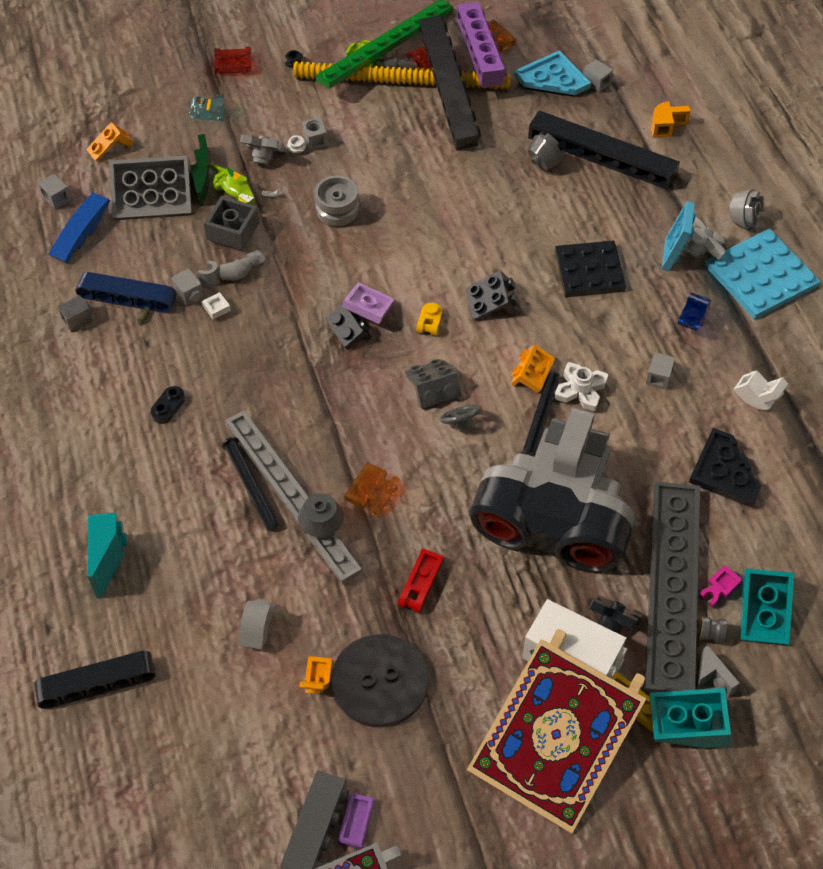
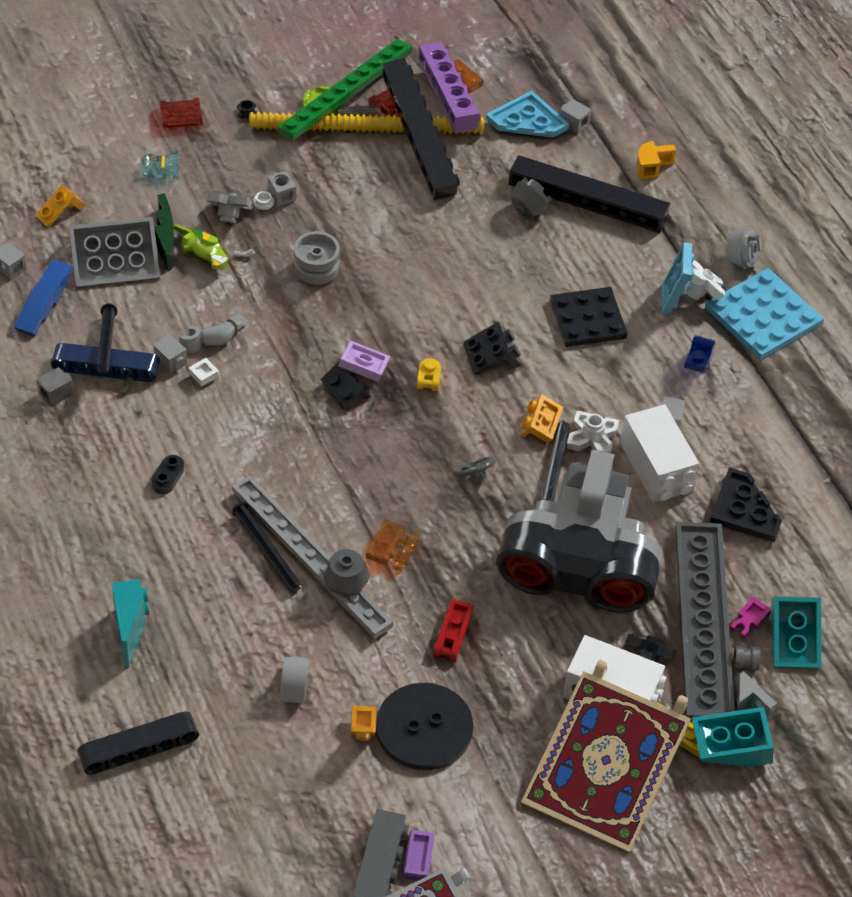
camera: 10 degrees left, 5 degrees down
(137, 243) = (108, 313): none -> black axle
(231, 223) = (208, 285): dark grey brick -> none
(434, 382) = (442, 438): dark grey bracket -> none
(644, 410) = (659, 453): none -> white brick
(758, 391) = (770, 430): white brick -> none

